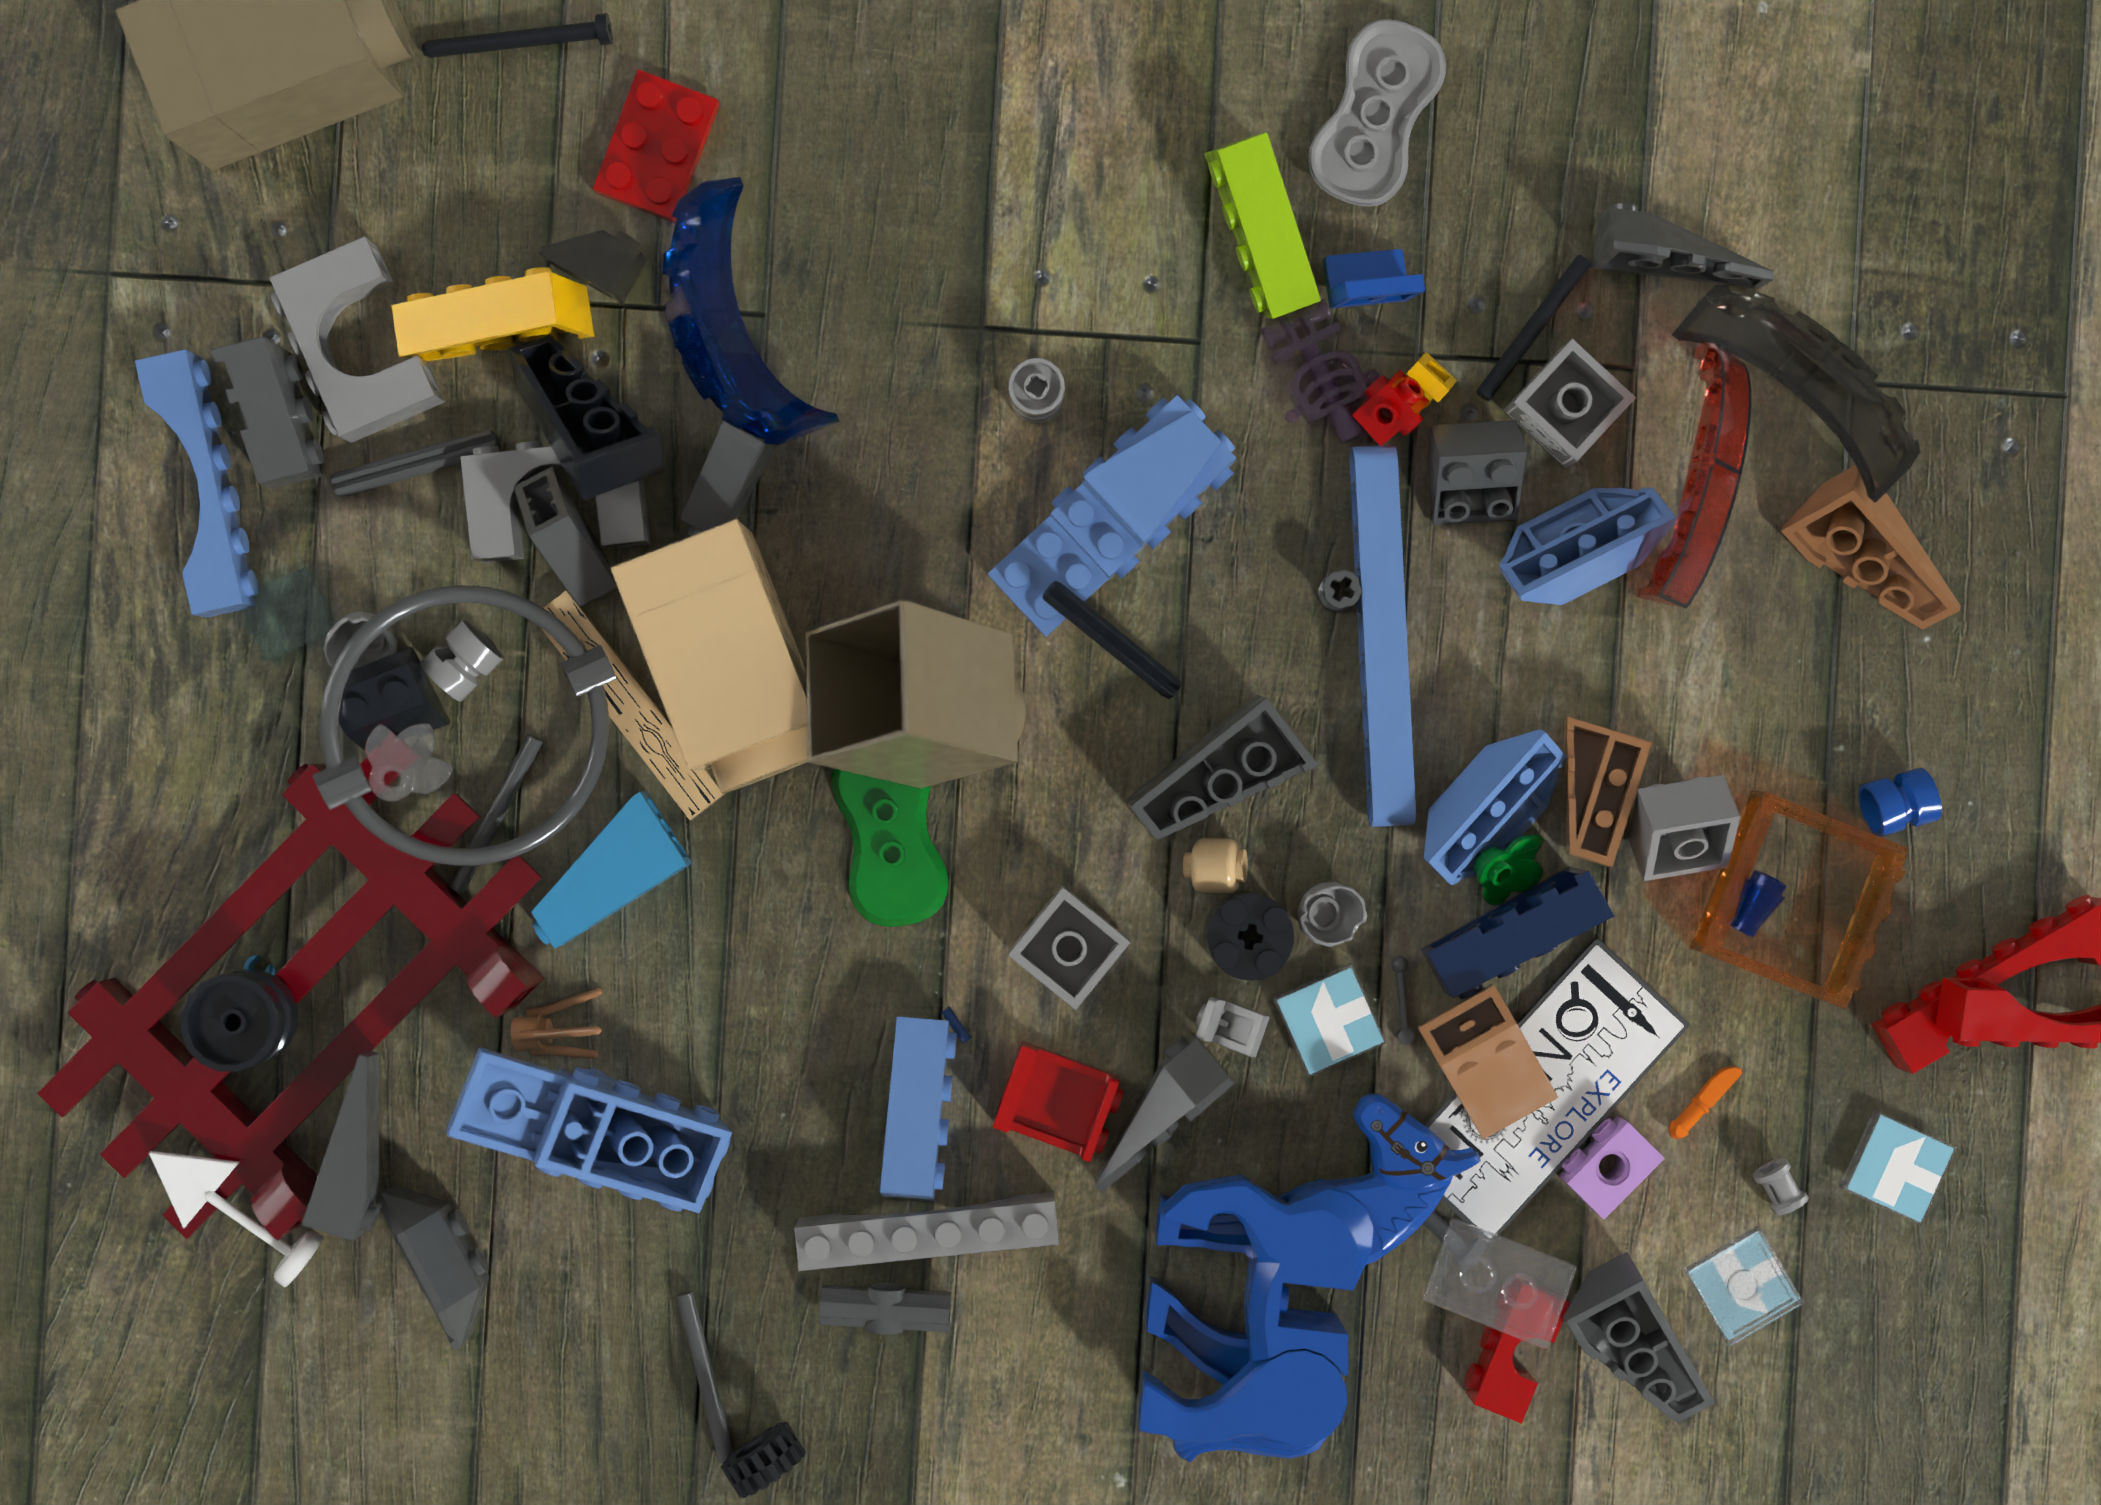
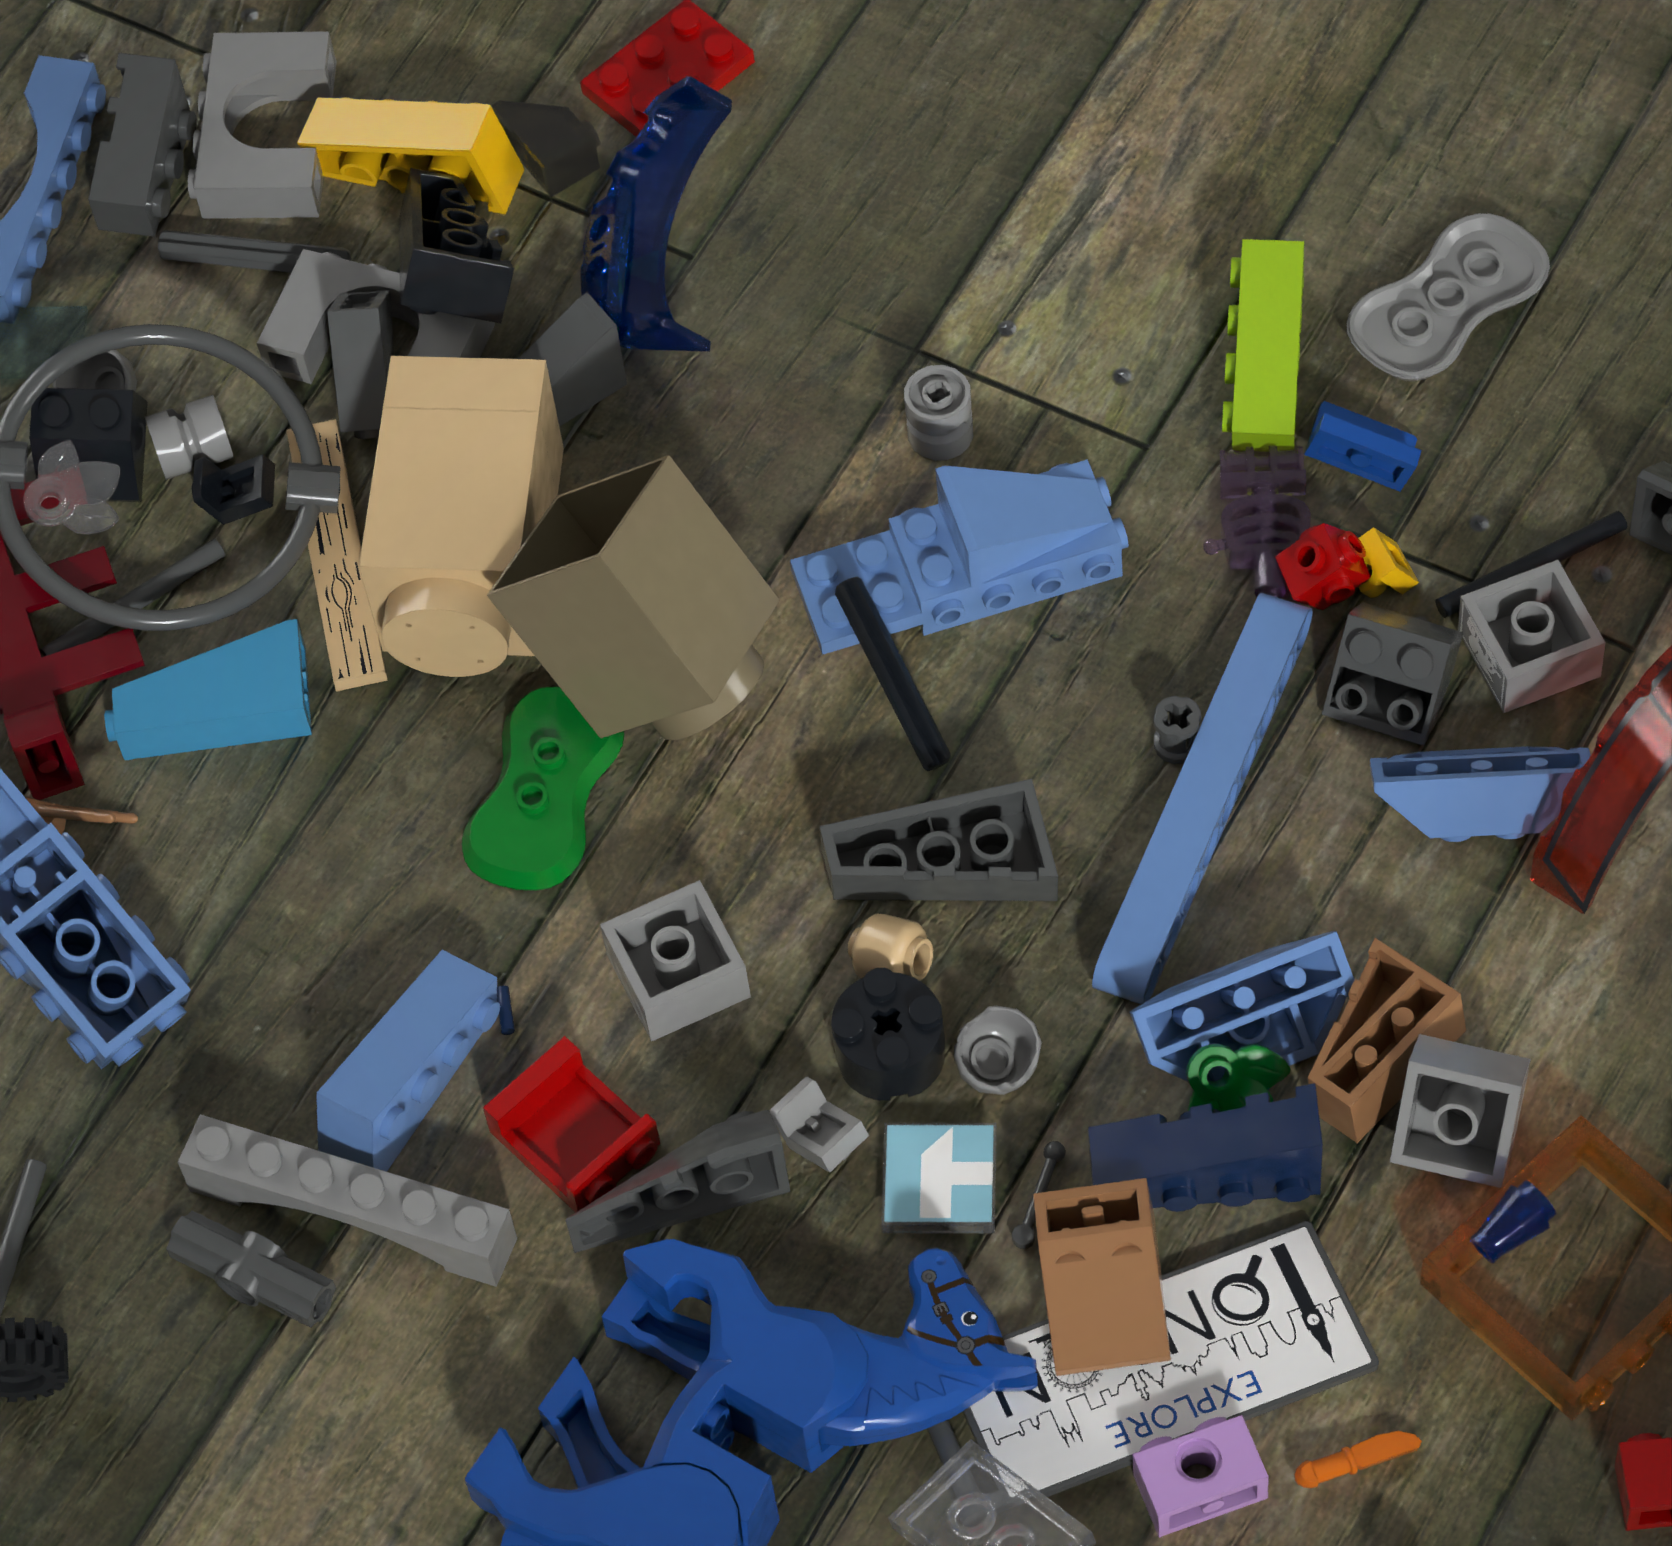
camera: 30 degrees right, 30 degrees down
(521, 688) = (234, 490): none -> black bracket

